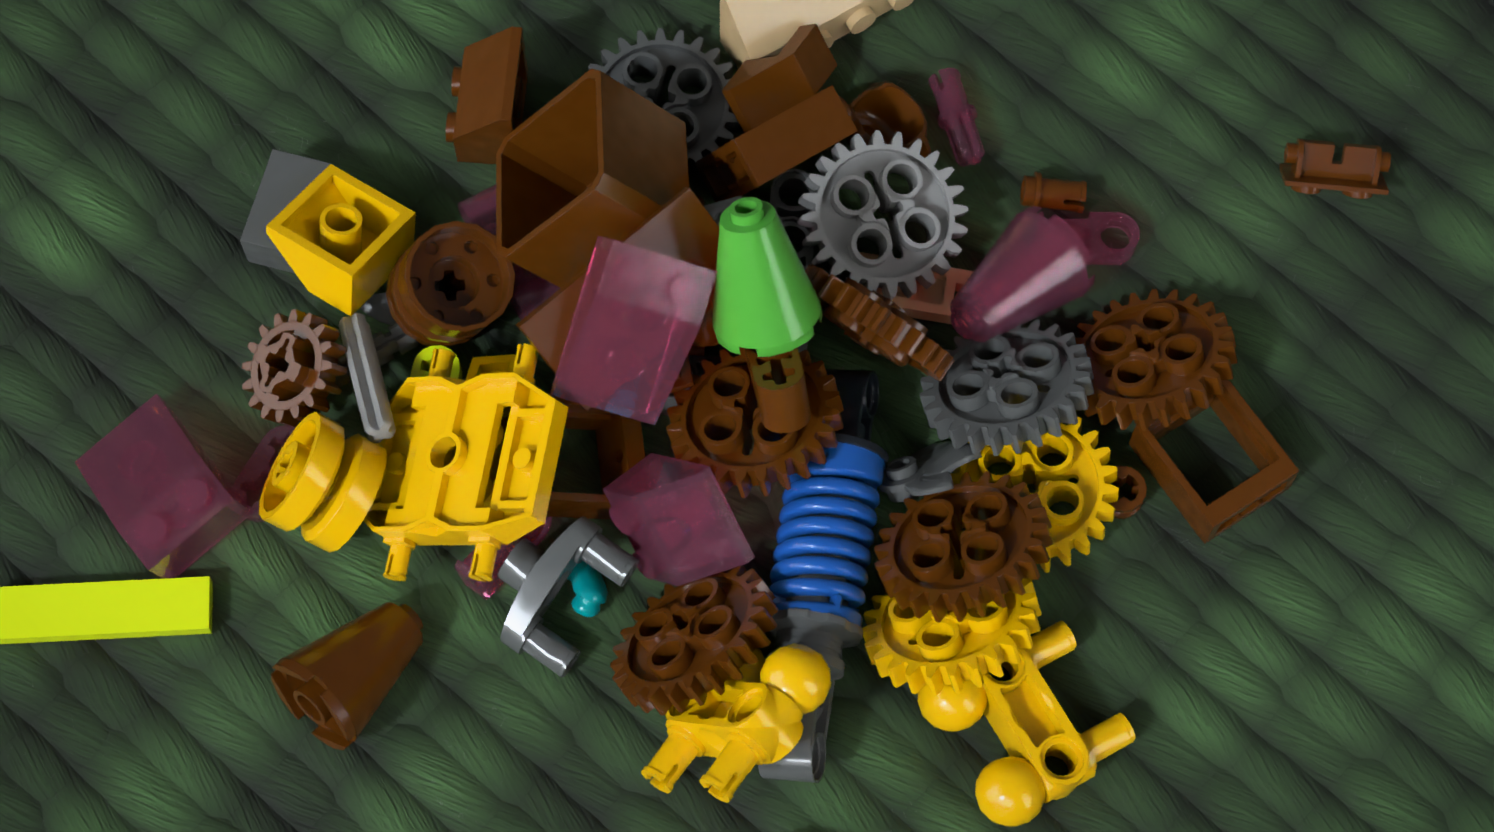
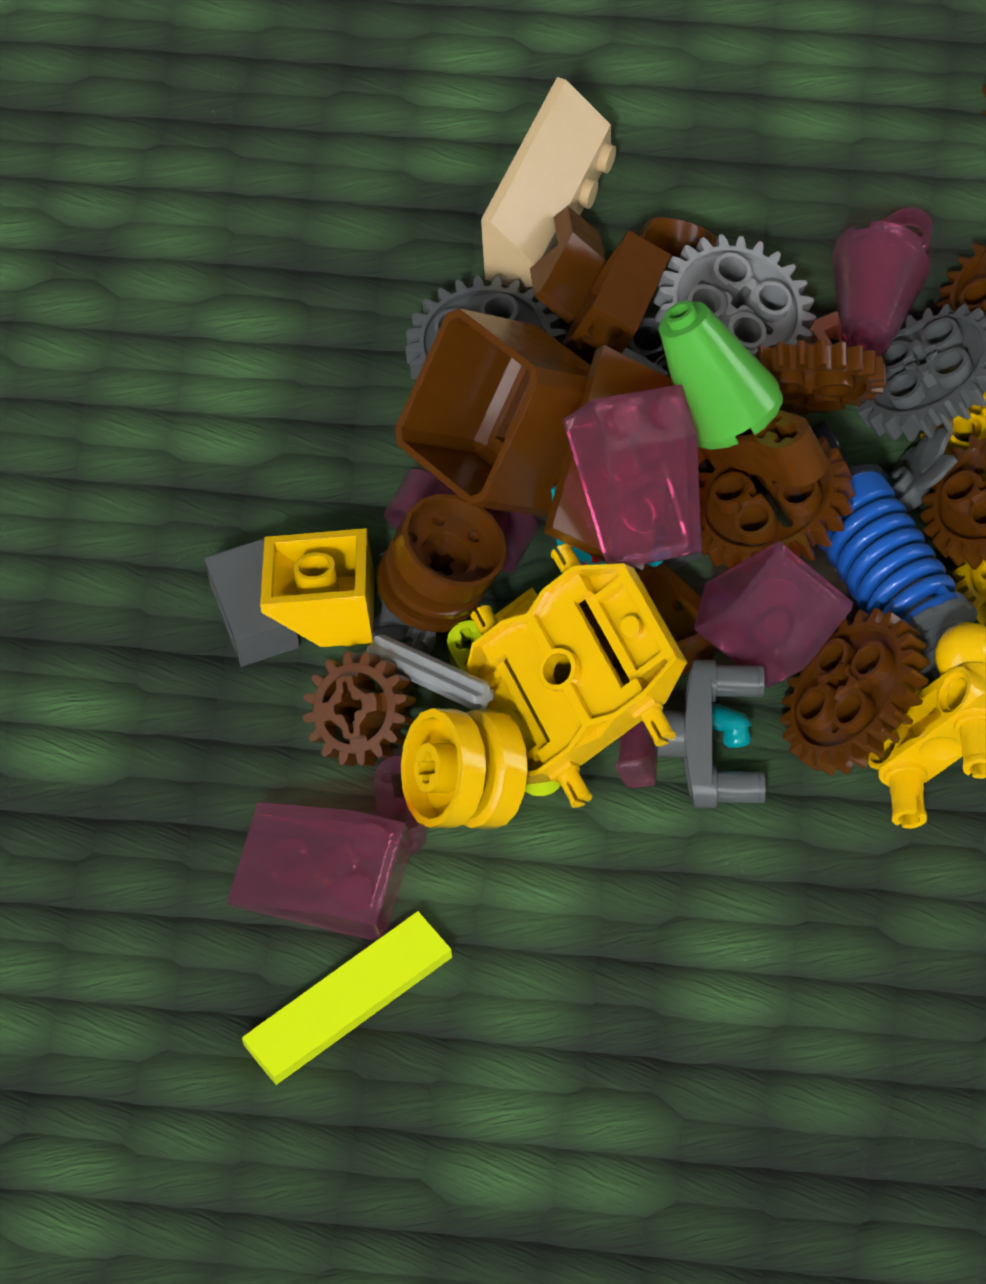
camera: 30 degrees left, 10 degrees down
(348, 671) = (598, 907): reddish brown cone -> none
(489, 94) = (349, 416): reddish brown slope -> none
(957, 117) = (719, 217): clear pink axle -> none
(1053, 193) = (826, 230): reddish brown pin -> none

